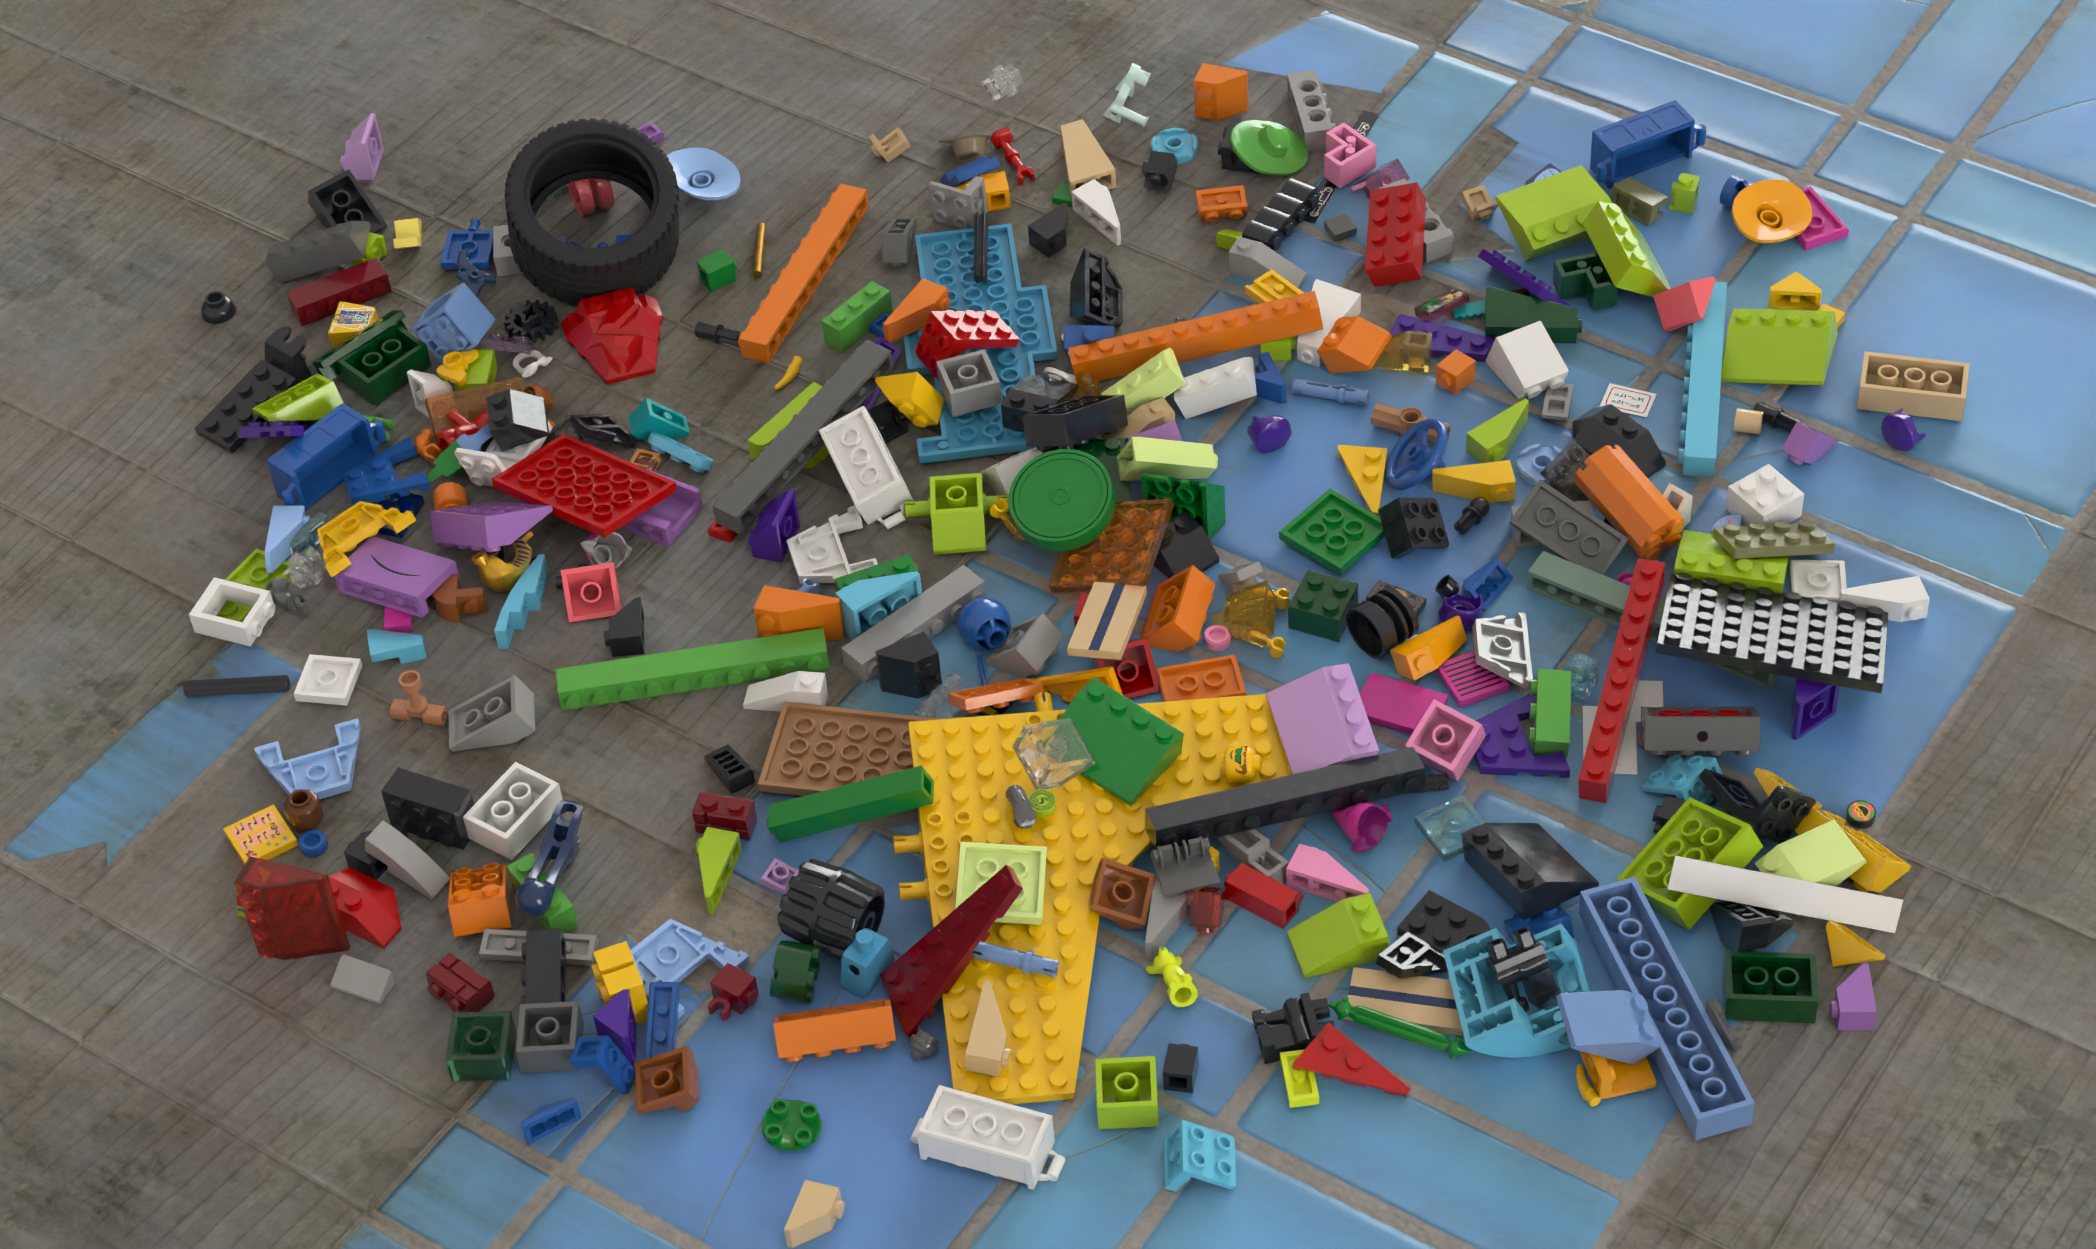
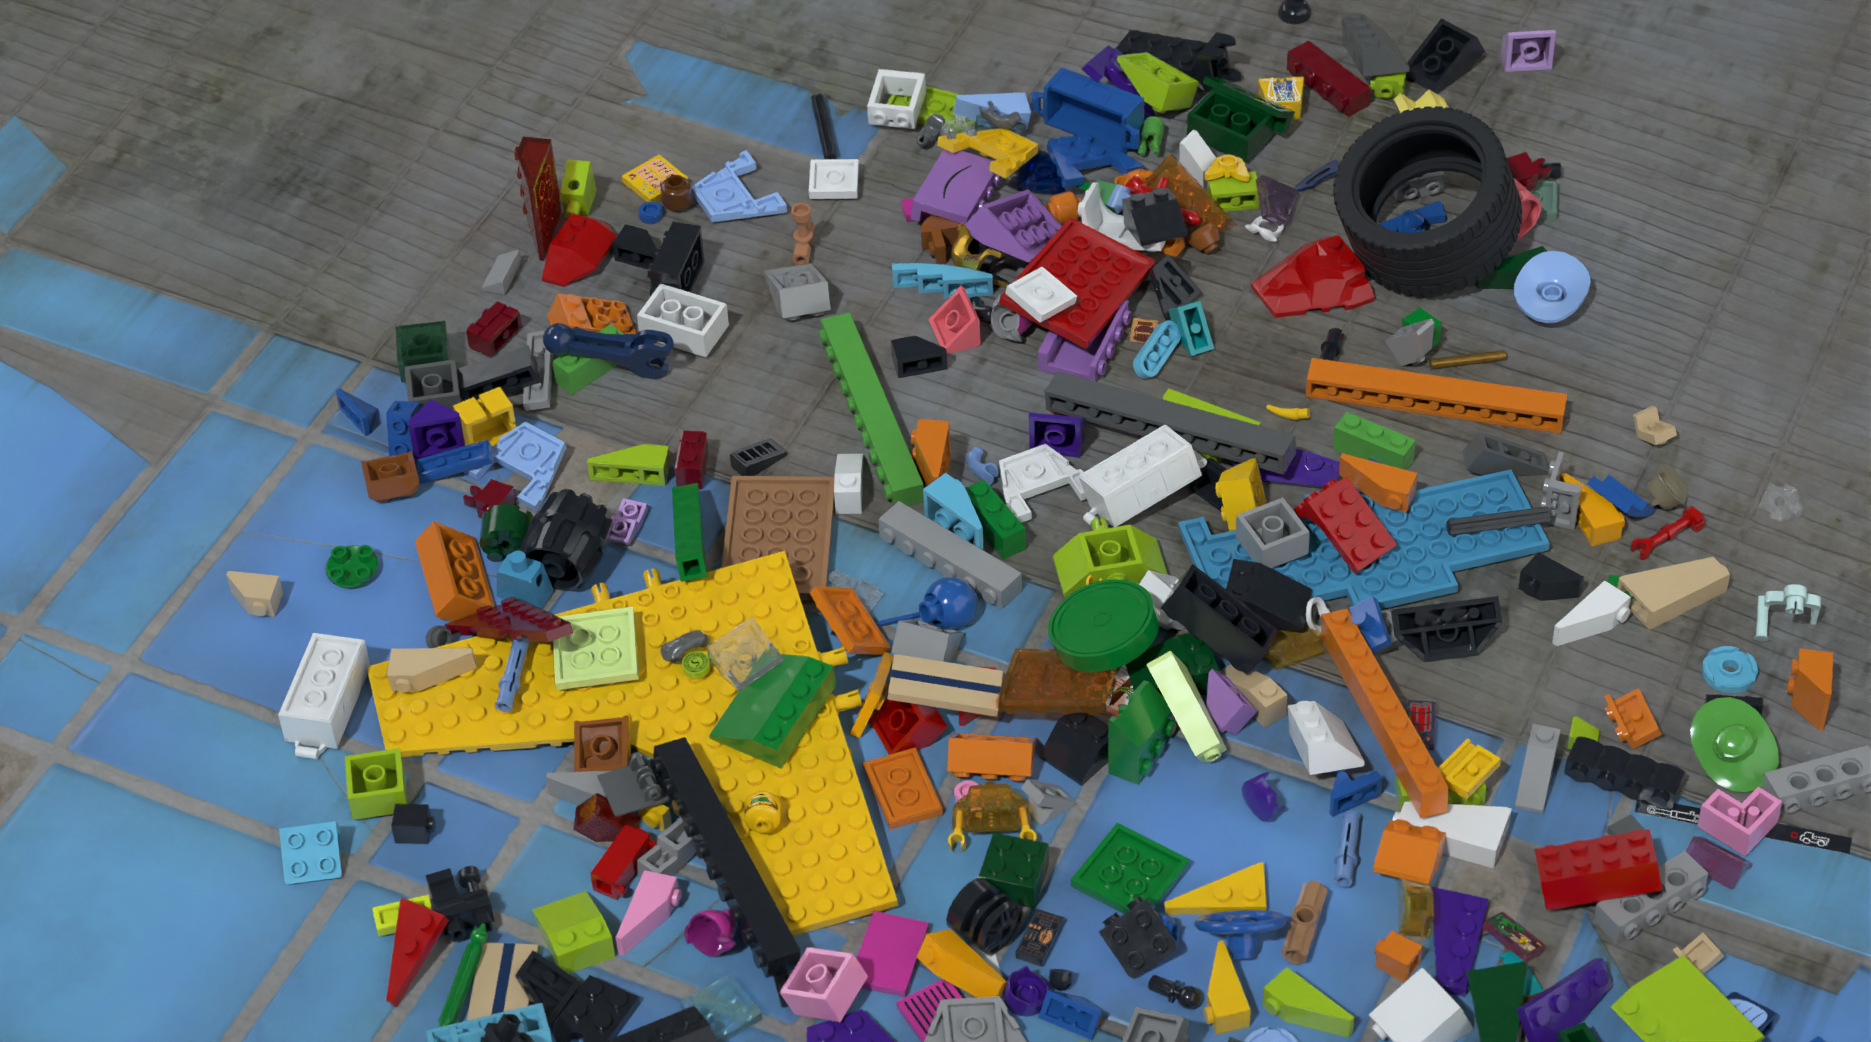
camera: 80 degrees right, 0 degrees up
(302, 530) = (1005, 121): none -> dark grey piece
(392, 644) = (881, 210): medium azure slope -> none
(406, 860) = (620, 263): light grey slope -> none
(453, 322) = (1275, 151): medium blue brick -> none
(531, 320) = (1314, 213): black gear -> none
(613, 497) = (1041, 294): none -> white plate
(652, 132) = (1623, 246): medium lavender tile -> none
(741, 269) = (1412, 342): none -> light grey slope
(909, 667) = (881, 555): black slope -> none
(1150, 381) = (1300, 676): yellowish green slope -> none
(1160, 171) = (1670, 658): black brick -> none
(1180, 985) = (510, 809): neon yellow animal -> none
(1322, 720) = (829, 879): lavender slope -> none

